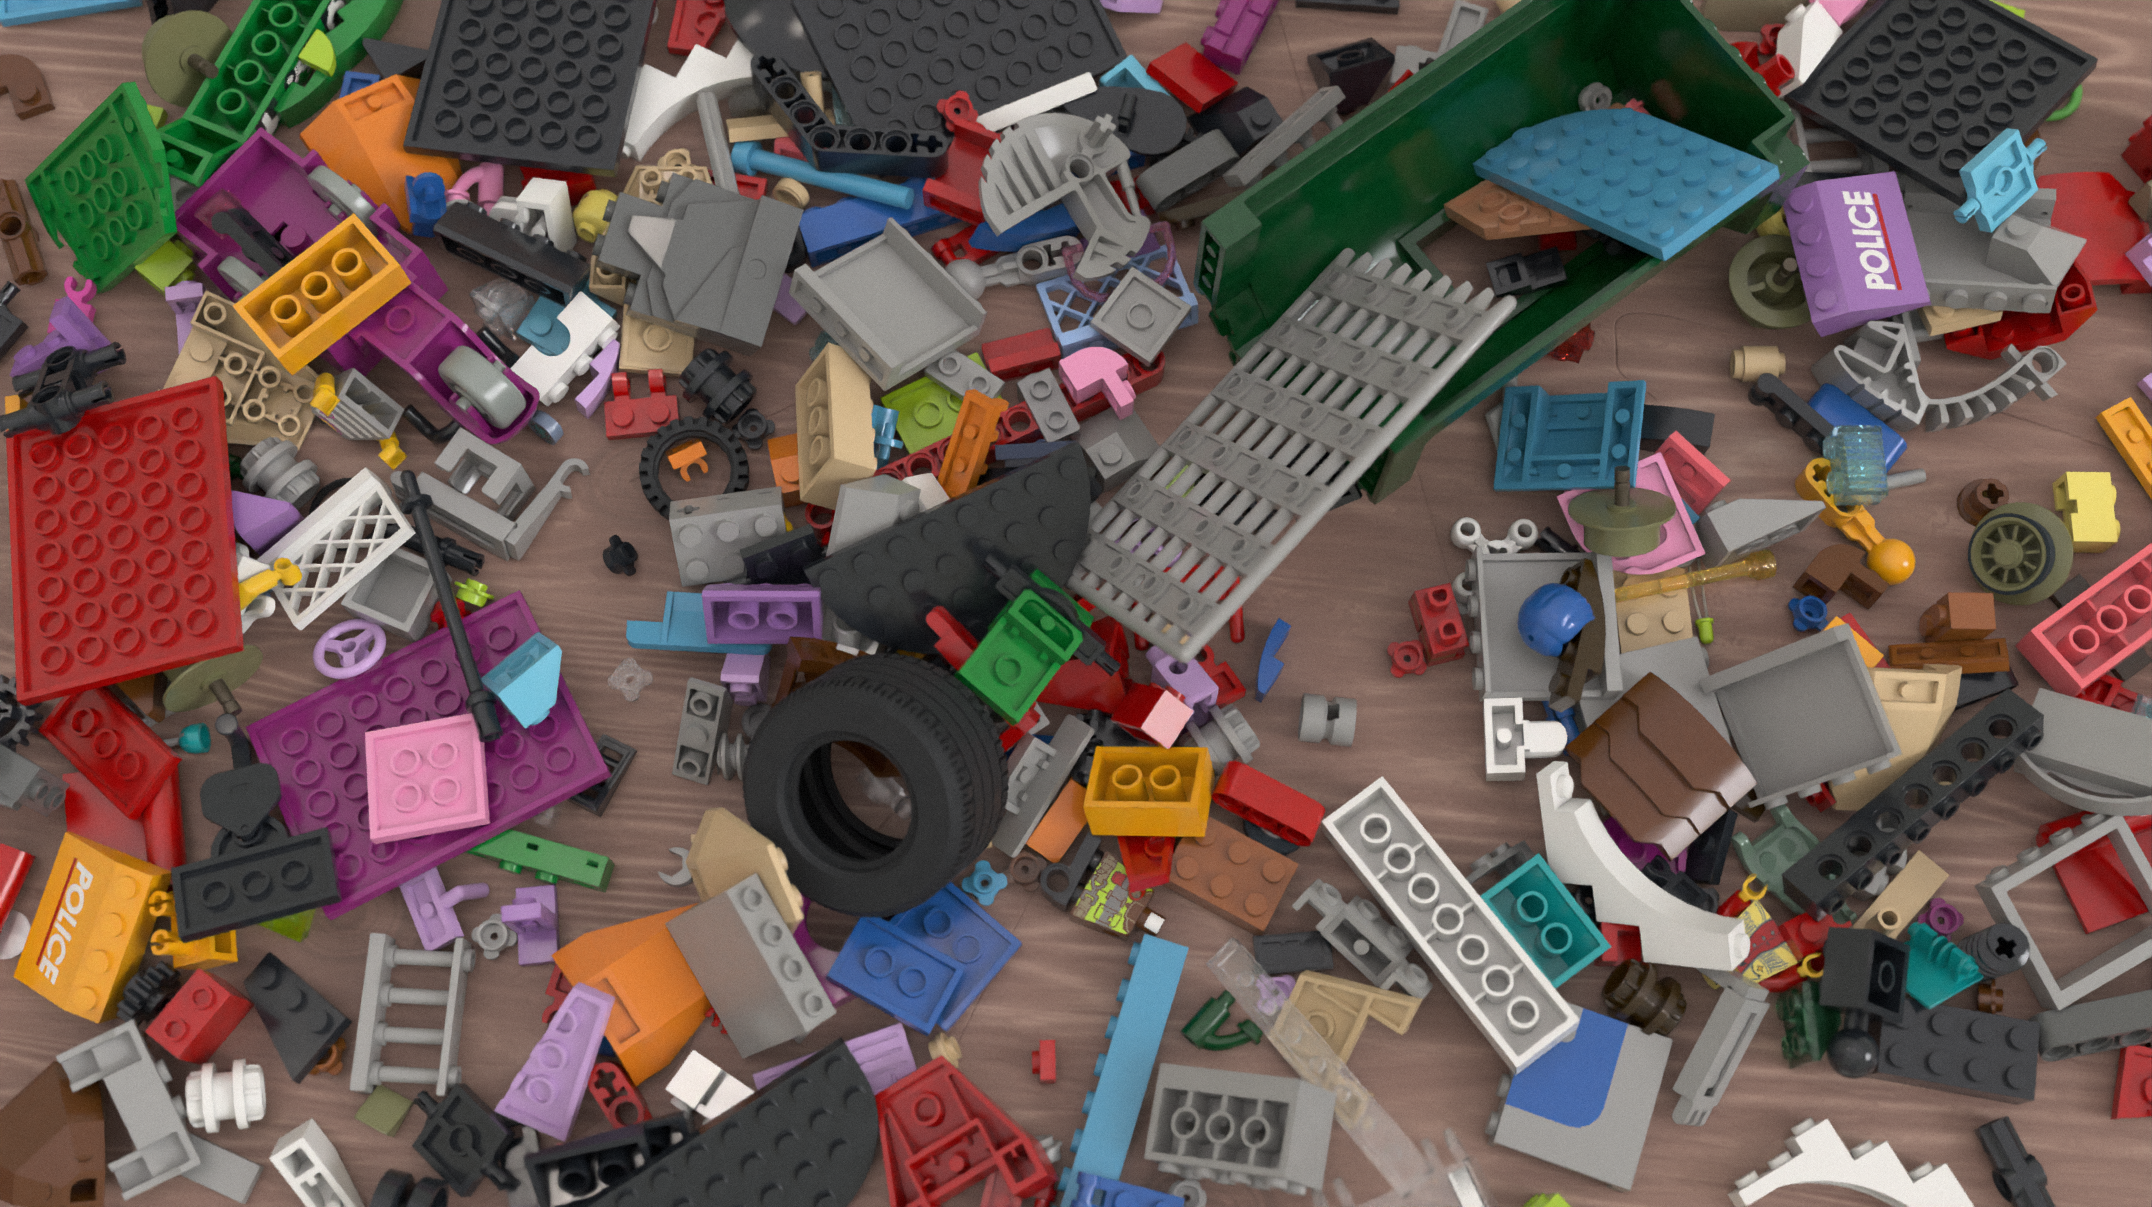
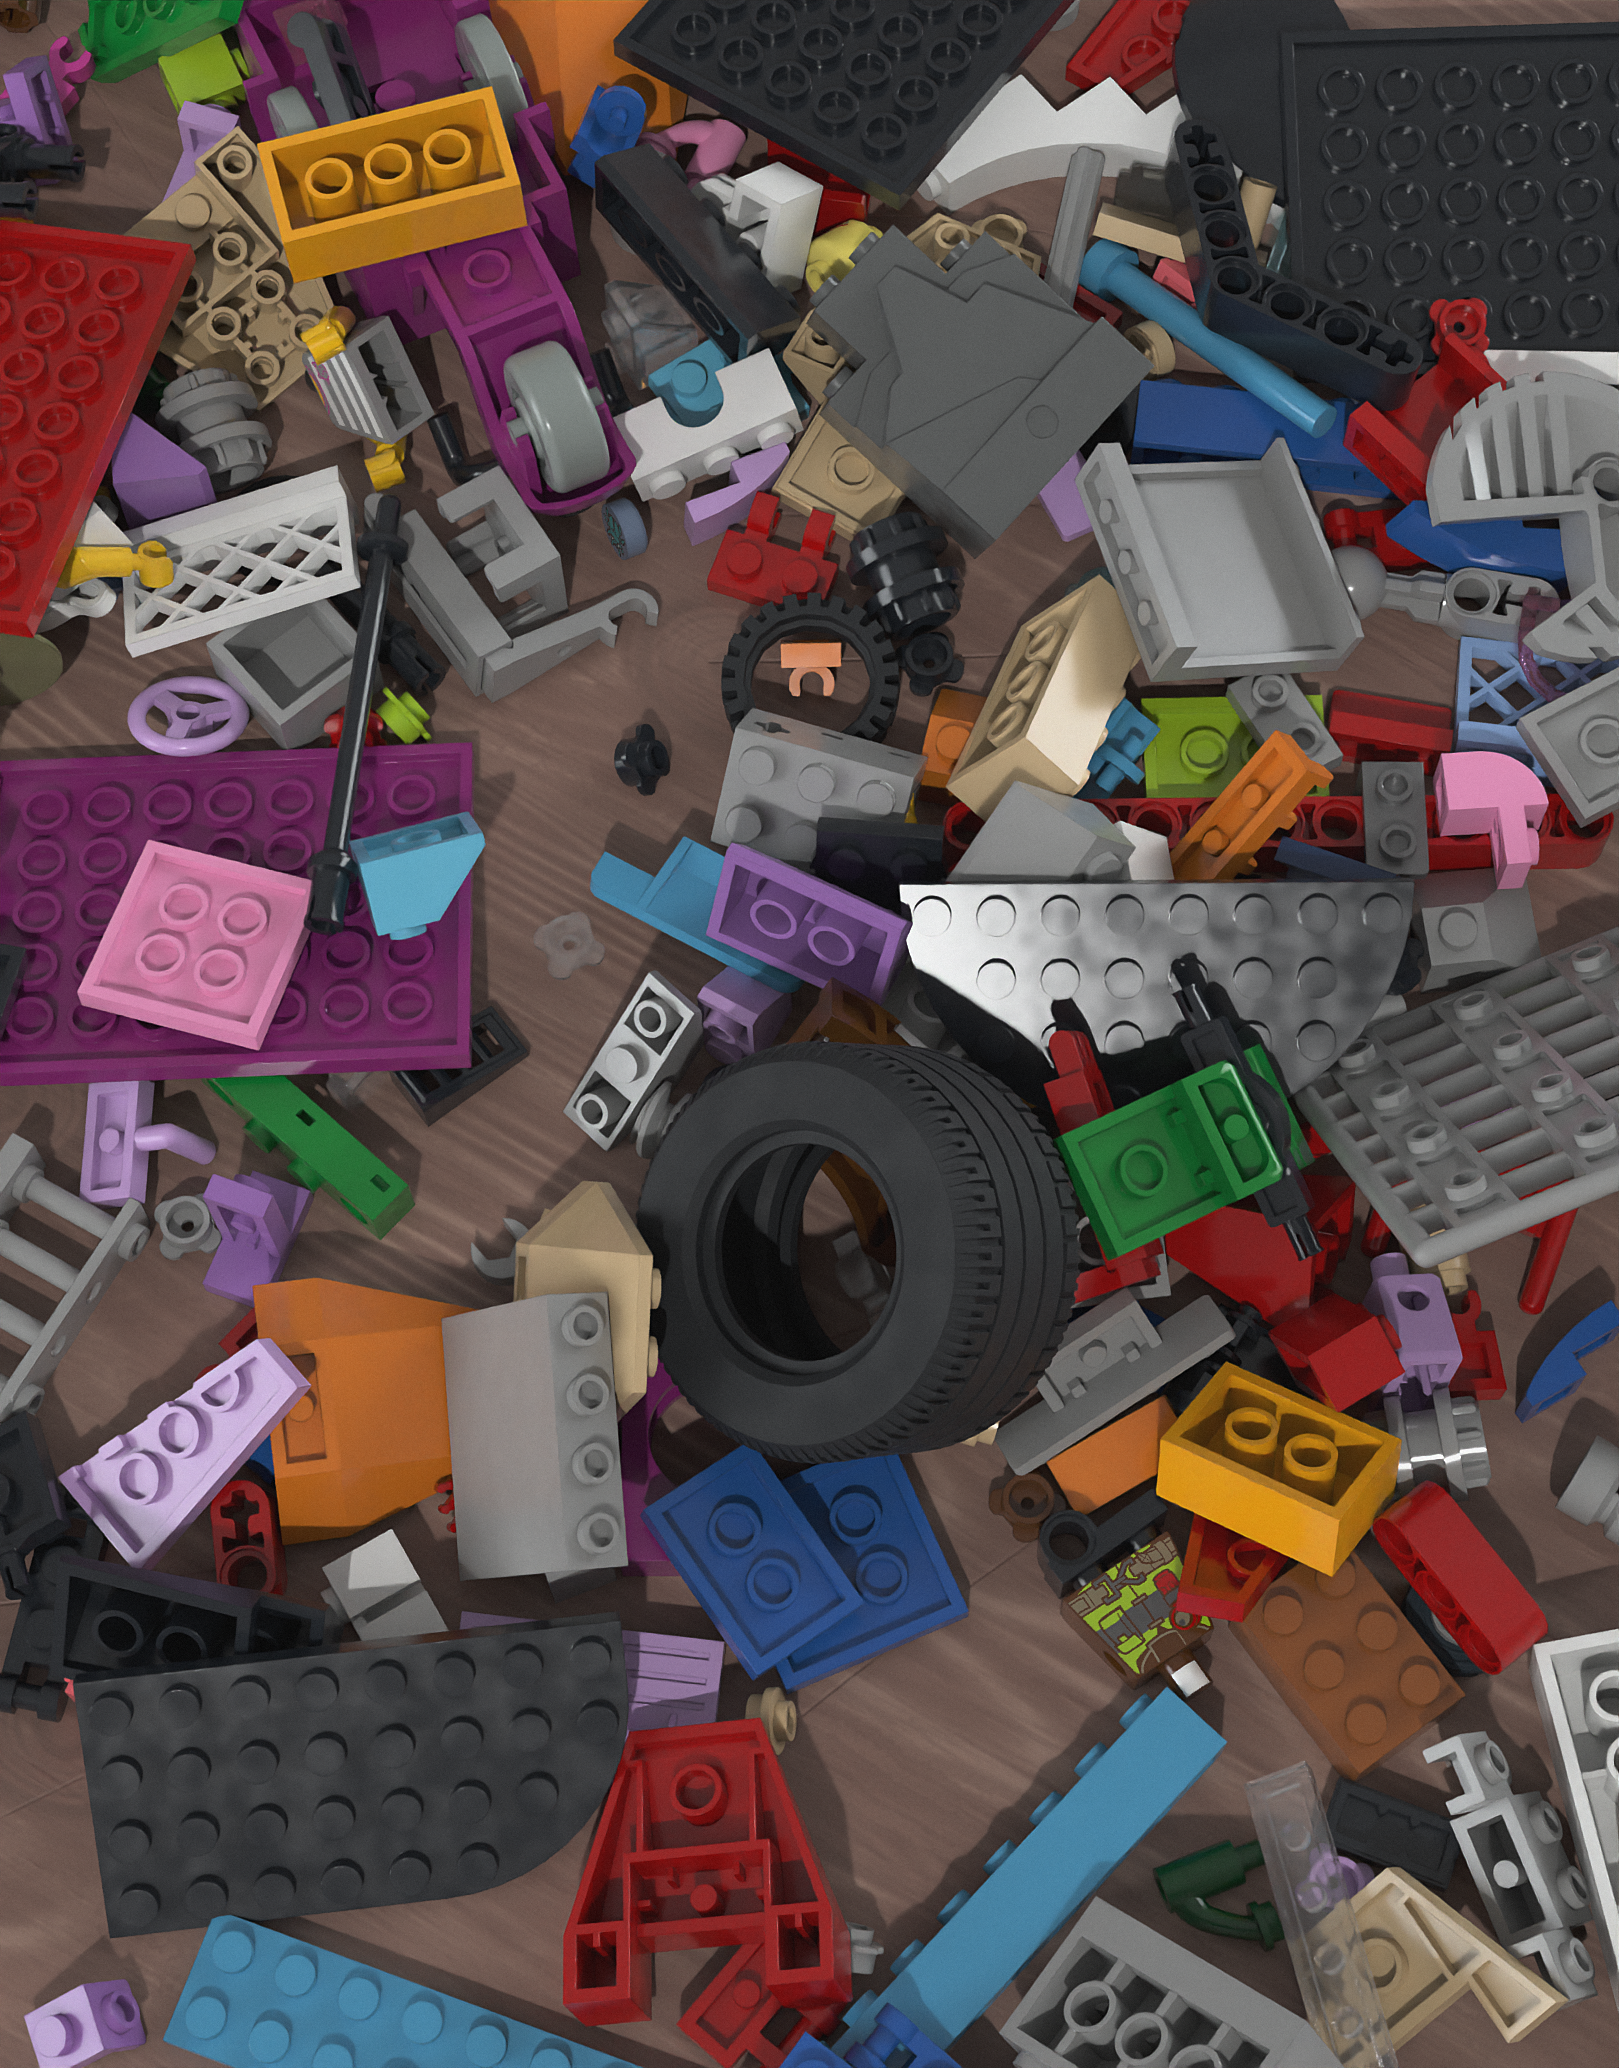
camera: 30 degrees right, 5 degrees down
(984, 872) = (949, 1511): dark azure plate -> none
(1044, 1062) = (916, 1812): red plate -> none

